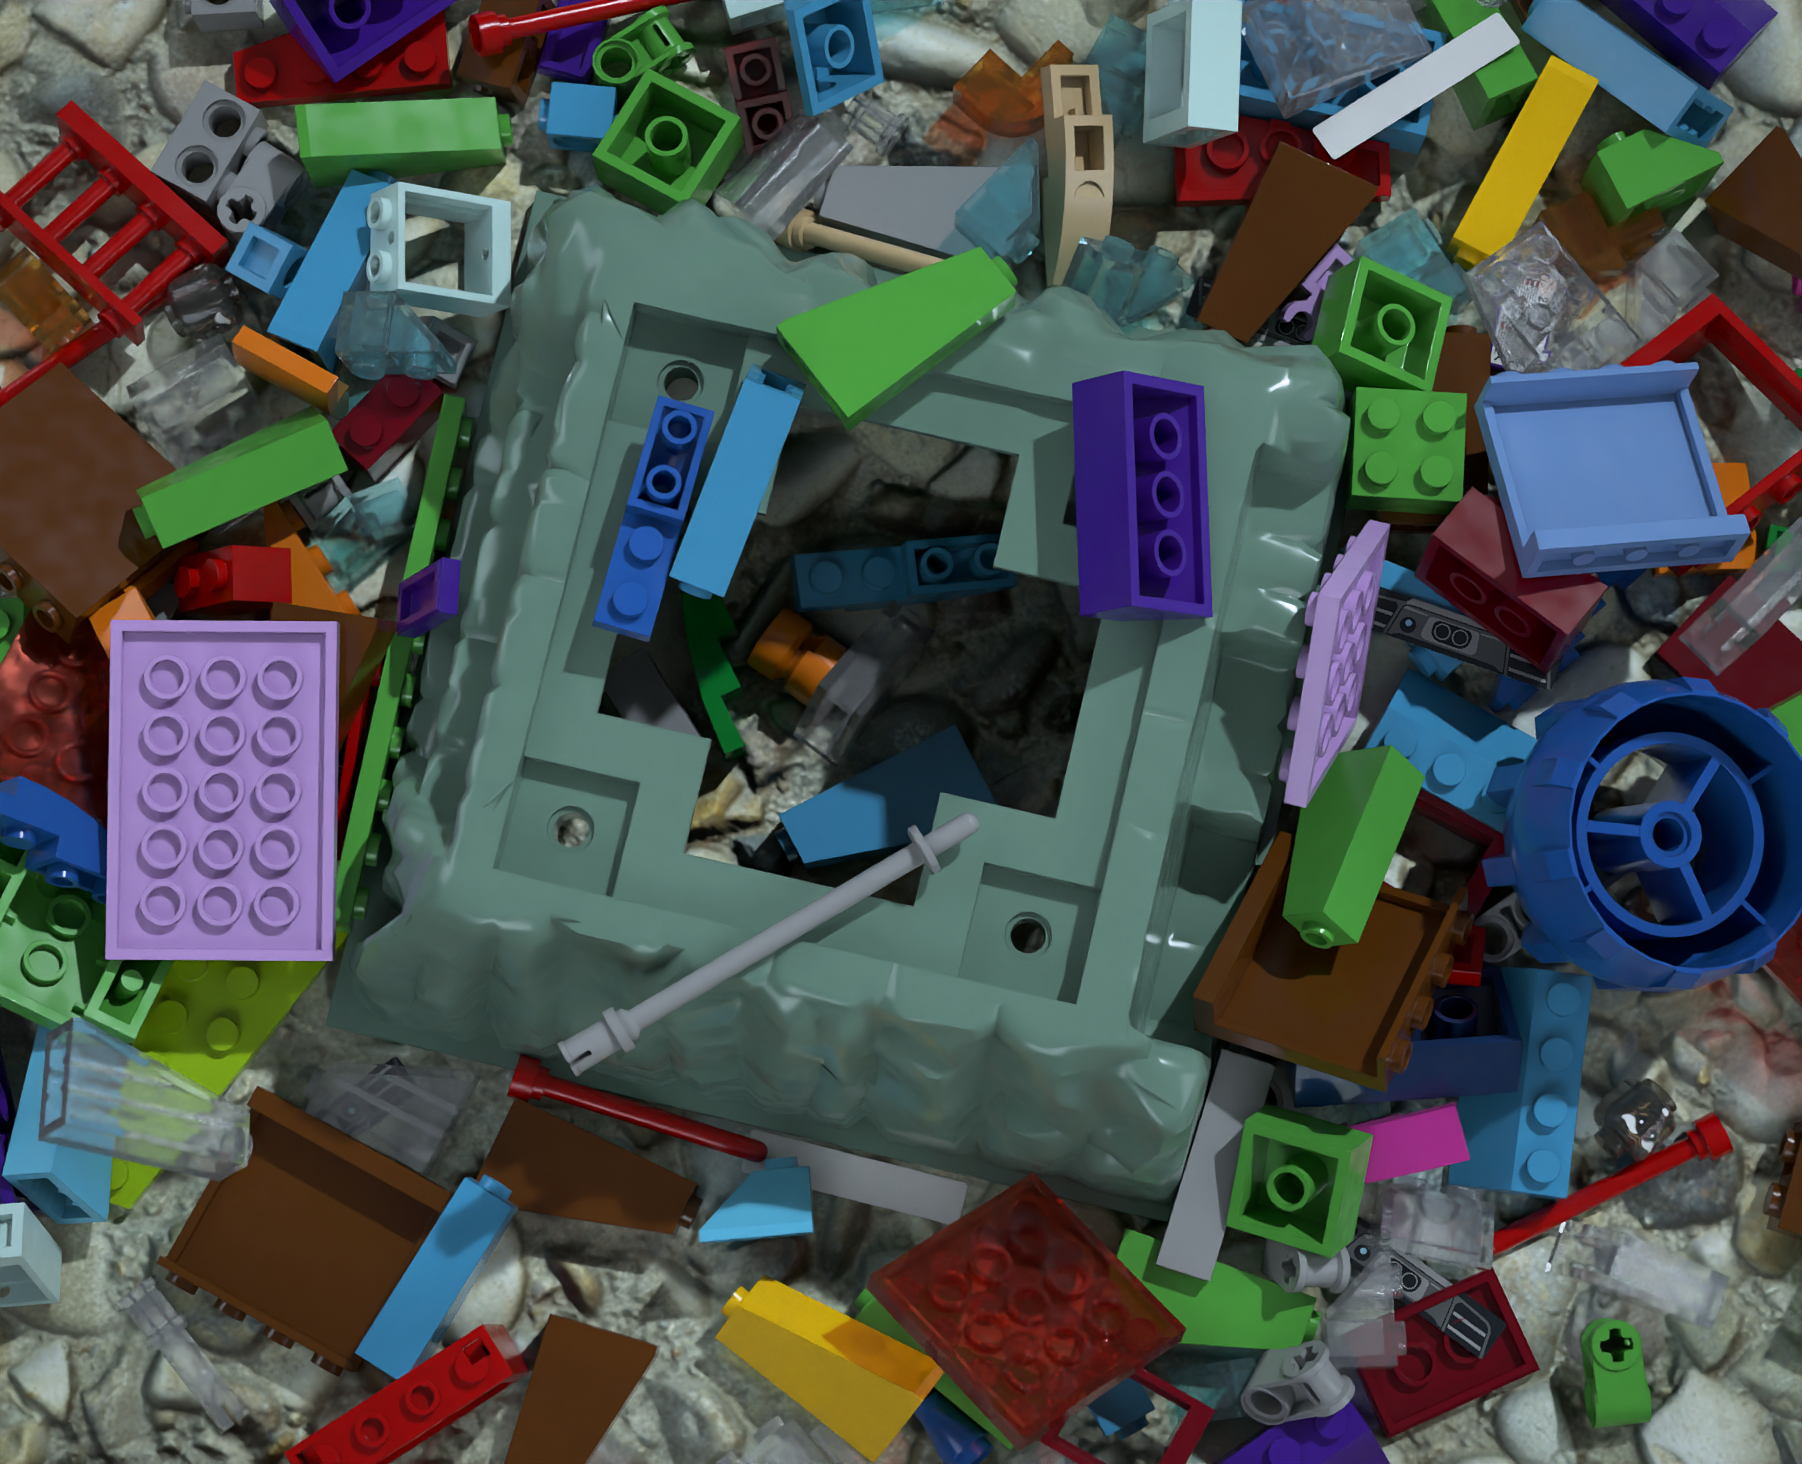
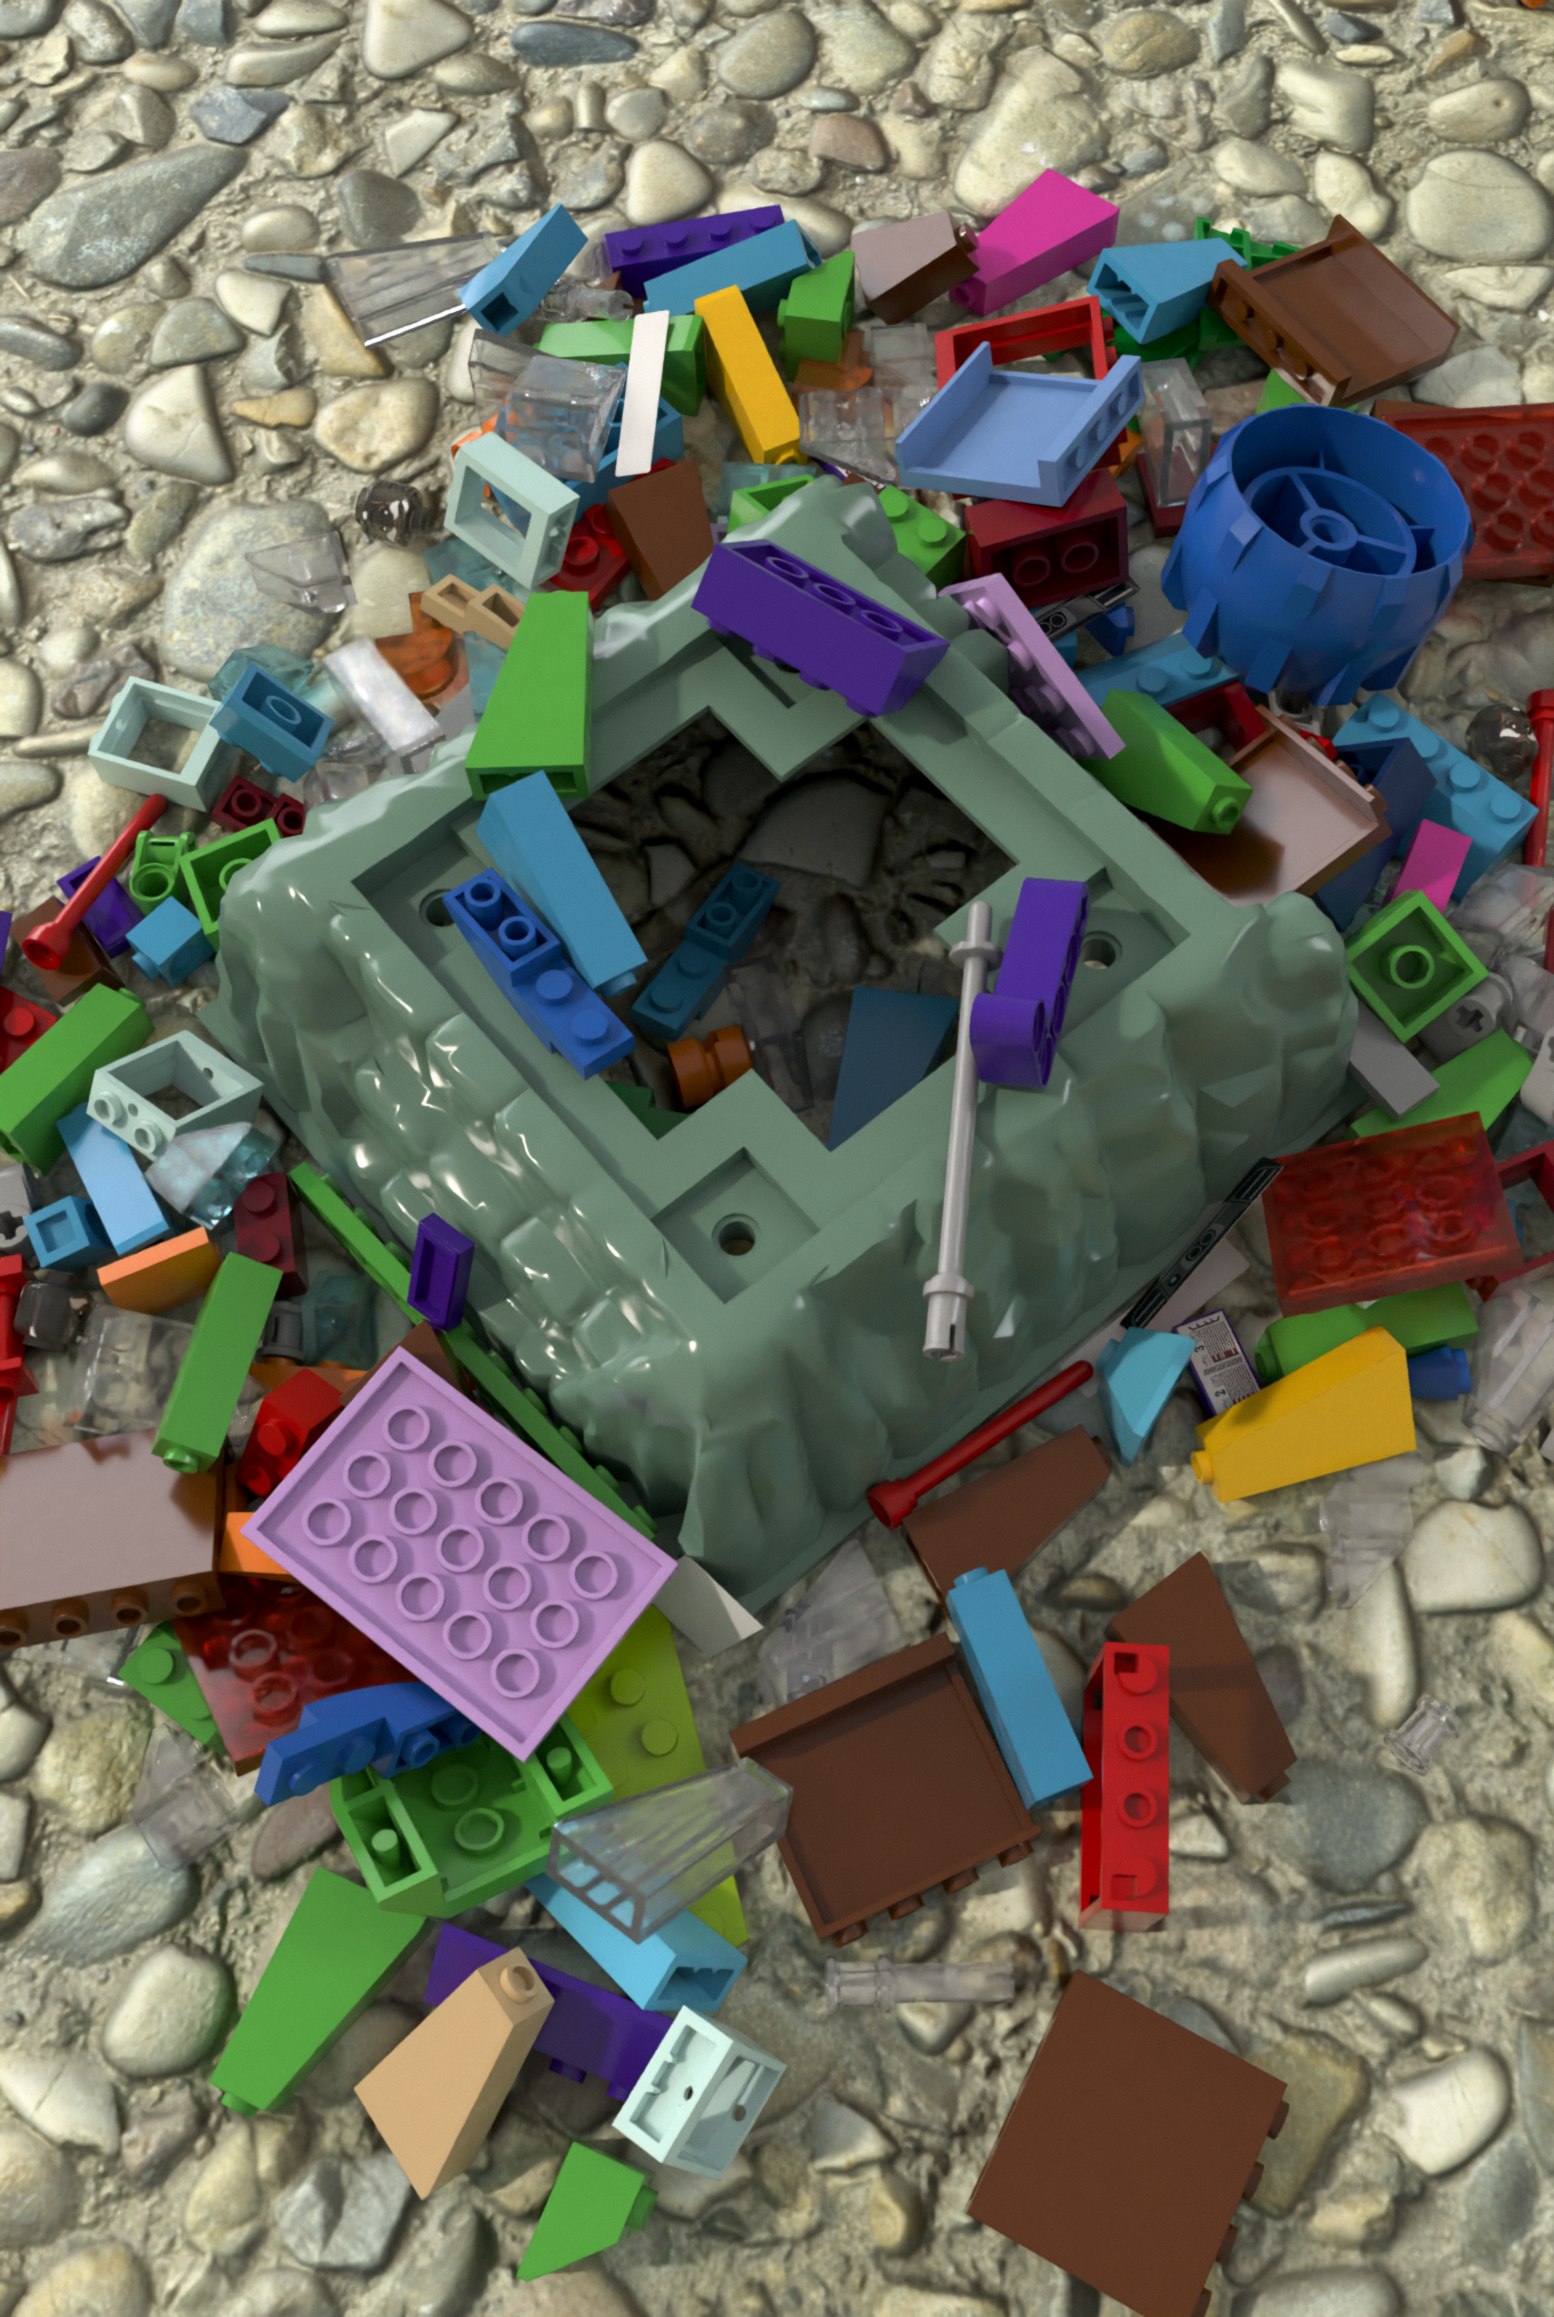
camera: 50 degrees left, 15 degrees down
(333, 999) = (704, 1609): none -> white sticker
(842, 1256) = (1218, 1362): none -> tile
(902, 140) = (383, 707): none -> clear slope
(923, 913) = (1021, 1023): none -> dark purple beam
(926, 1176) = (1202, 1244): none -> sticker

